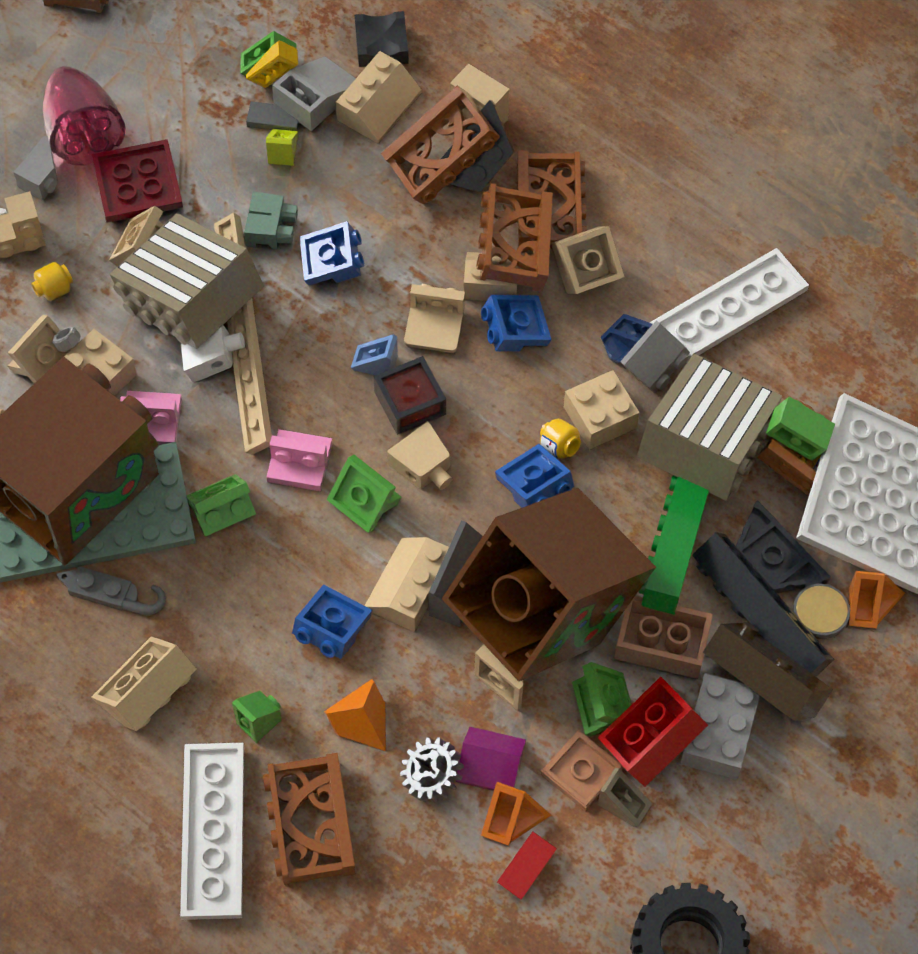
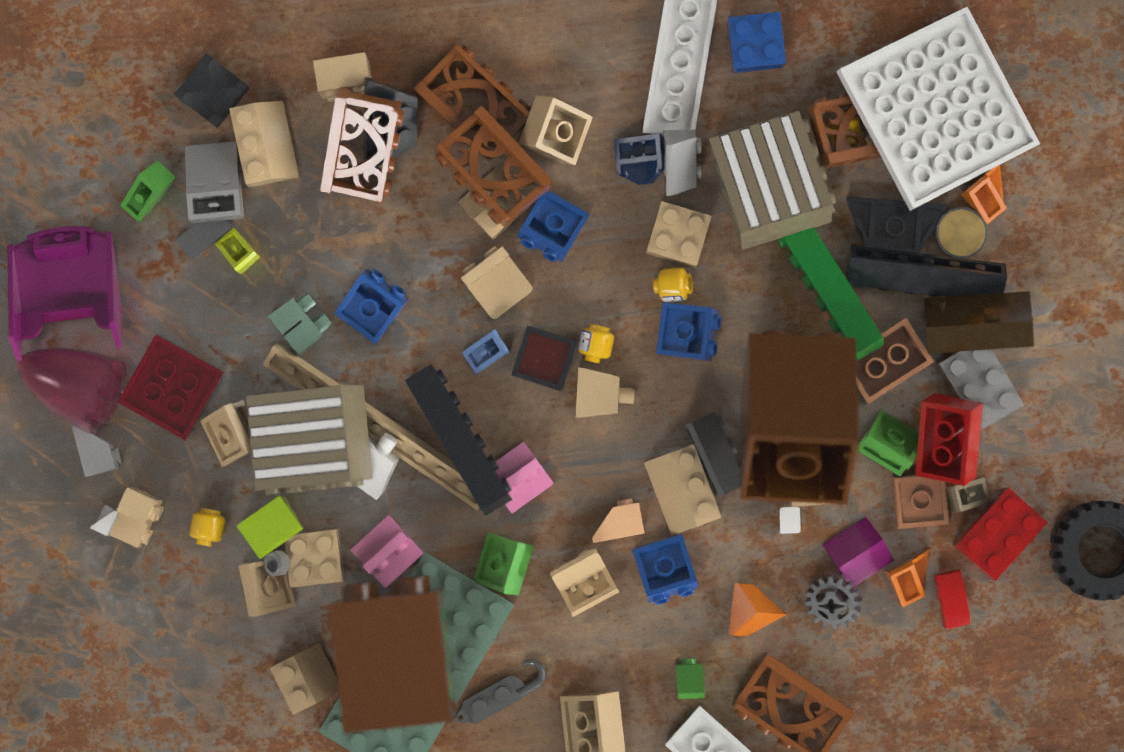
camera: 45 degrees left, 25 degrees up
(93, 311) = (270, 526): none -> lime slope
(142, 51) = (62, 278): none -> magenta windscreen
(263, 564) = (583, 581): none -> tan bracket
(274, 64) = (167, 196): yellow slope -> none
(286, 384) = (458, 439): none -> black brick
(335, 557) = (620, 522): none -> light nougat slope
(362, 494) = (590, 461): bright green bracket -> none
(459, 422) = (596, 343): none -> yellow head
(463, 679) = (789, 520): none -> white slope
(619, 852) = (1000, 533): none -> red brick
(798, 341) = (756, 42): none -> blue piece
(800, 428) = (838, 127): bright green brick -> none

